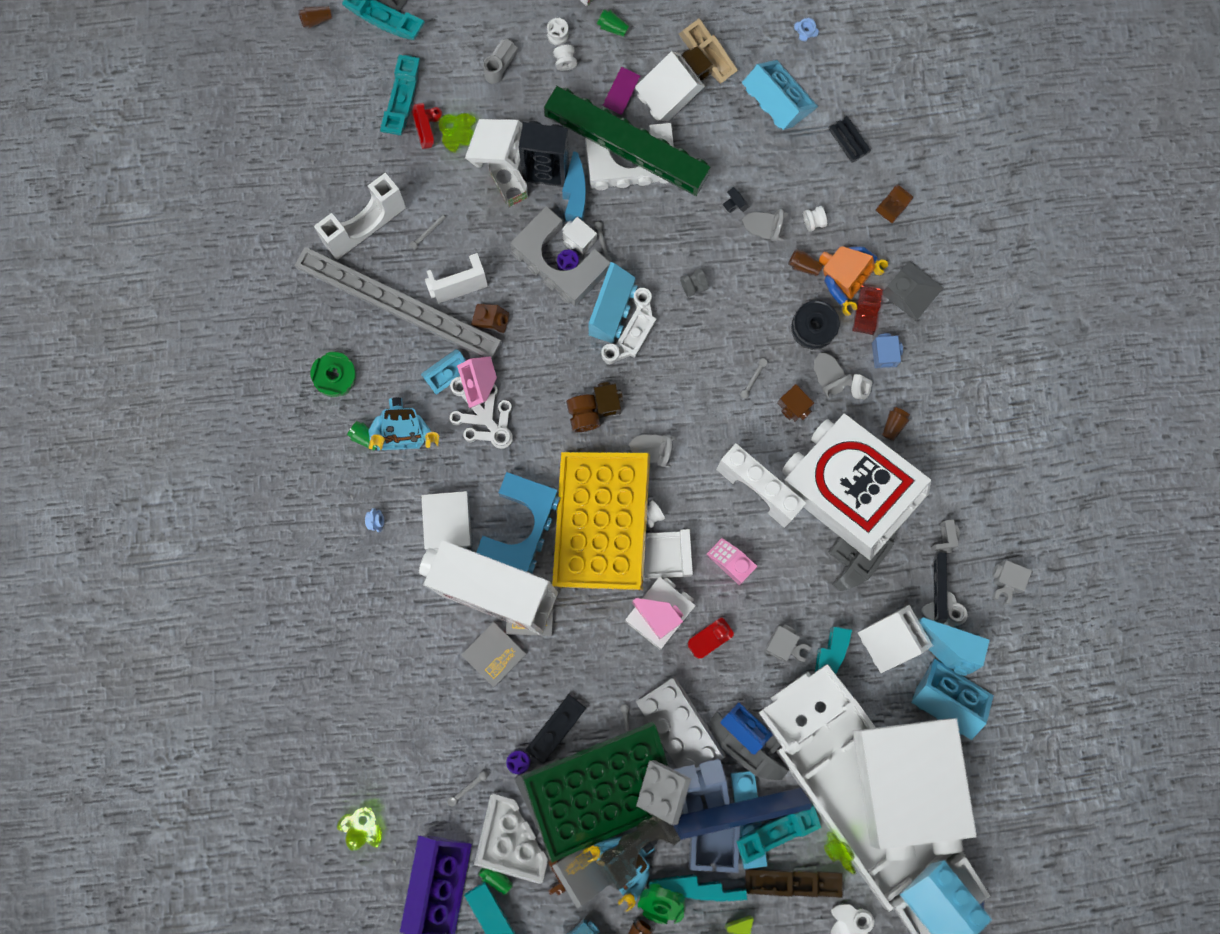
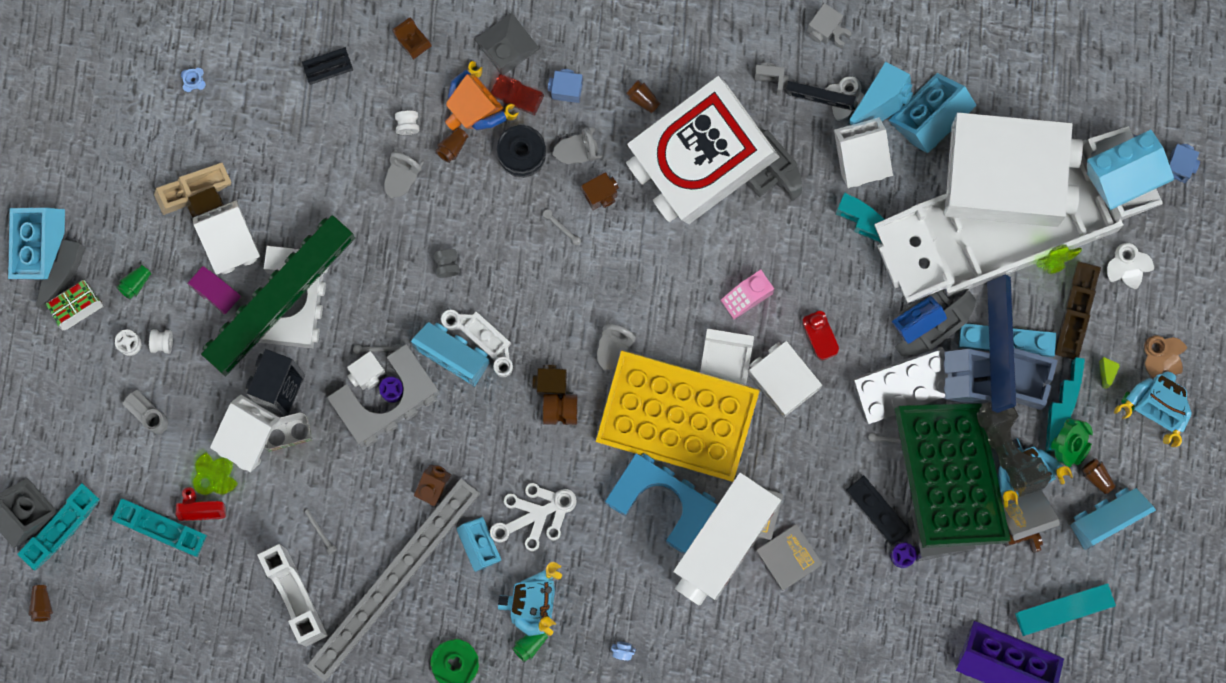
camera: 70 degrees left, 0 degrees up
(446, 519) = (642, 576): white brick -> none
(452, 801) = (928, 631): light grey hinge -> none
(459, 283) = (388, 486): white panel -> none
(477, 379) = (500, 510): bright pink slope -> none
(496, 880) = (1012, 603): green cone -> none
(509, 843) = (981, 580): white plate -> none
(575, 190) = (315, 363): dark azure slope -> none
(653, 514) = (682, 360): white wheel -> none
(659, 615) = (791, 377): bright pink slope -> none
(663, 792) = (966, 413): light grey plate -> none
(736, 201) = (367, 197): black tile -> none
(741, 466) = (701, 229): white arch -> none
(777, 832) = (1026, 315): teal slope -> none
(778, 94) = (260, 125): medium azure slope -> none
(783, 644) = (843, 263): light grey brick -> none
(861, 387) = (598, 121): white tile -> none

